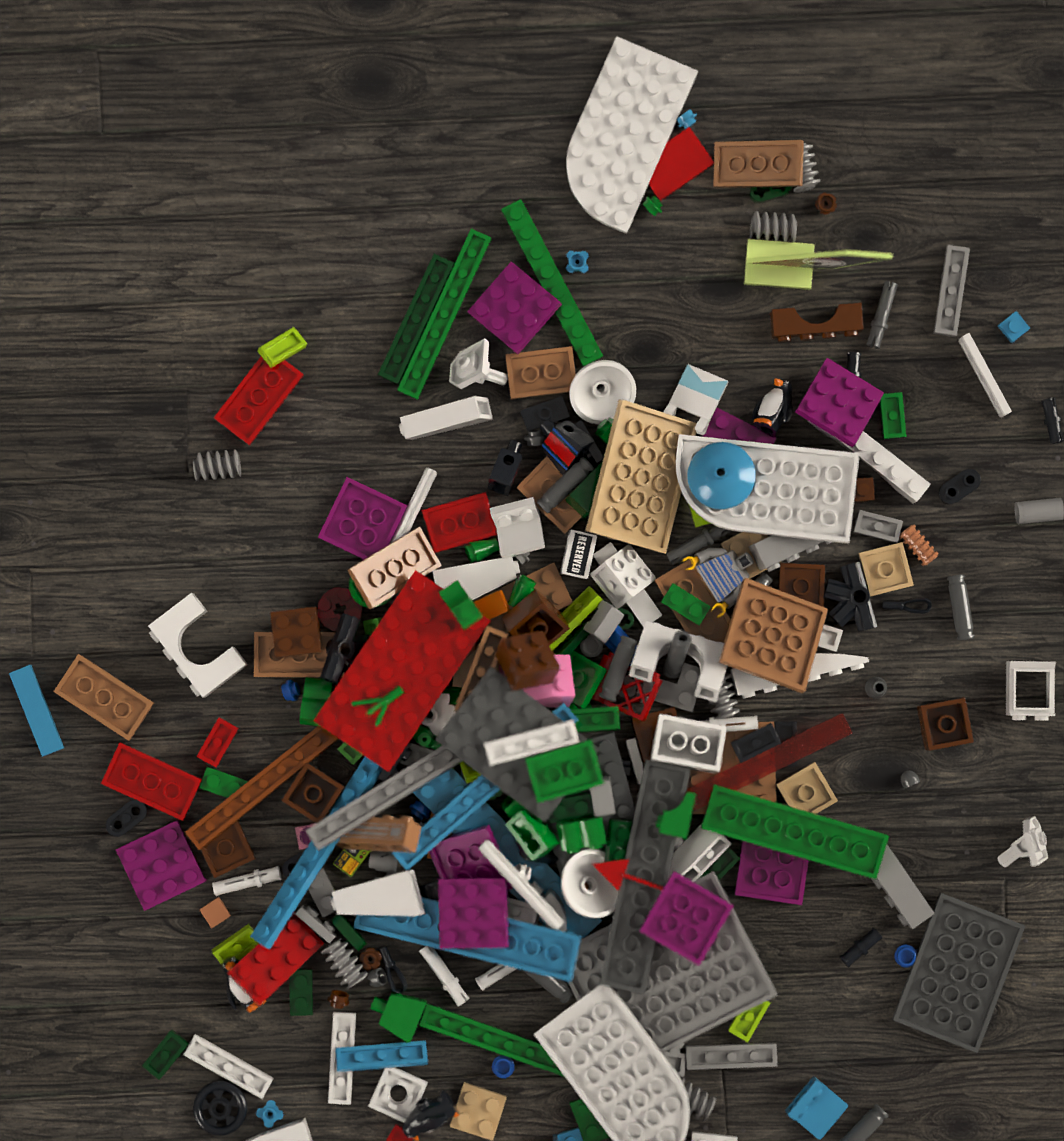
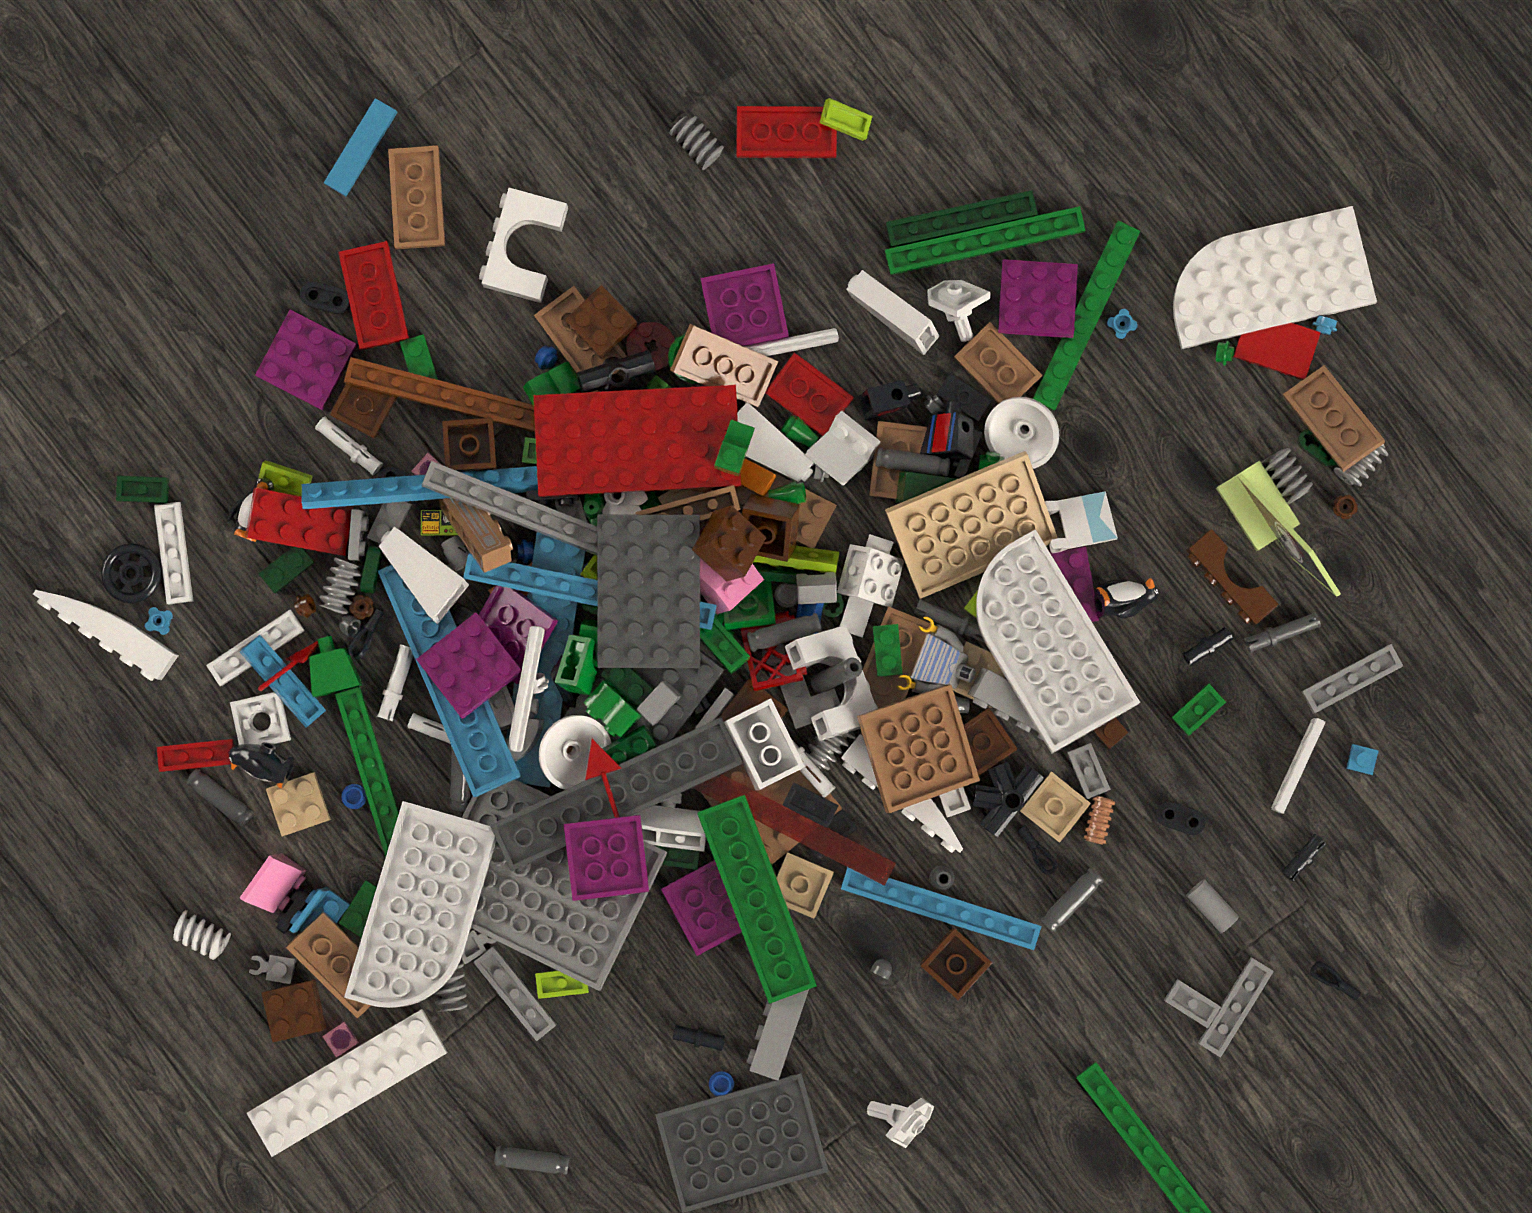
camera: 60 degrees right, 0 degrees up
(215, 912) = (300, 439): nougat tile -> none
(217, 742) = (452, 327): red plate -> none
(373, 1030) = (299, 657): none -> red piece
(382, 702) = (595, 441): green plant -> none
(531, 742) = (659, 601): white tile -> none
(564, 770) = (655, 649): green plate -> none
(578, 554) = (860, 521): panel -> none
(677, 820) = (688, 785): green arch -> none
(724, 490) = (1017, 608): dark azure dish -> none
(816, 1108) = (525, 1104): dark azure bracket -> none
(839, 402) = (1173, 651): magenta plate -> none
(887, 465) = (1149, 729): white arch -> none
(900, 702) = (944, 909): none -> dark azure plate
(1030, 666) = (1016, 1024): white window -> none

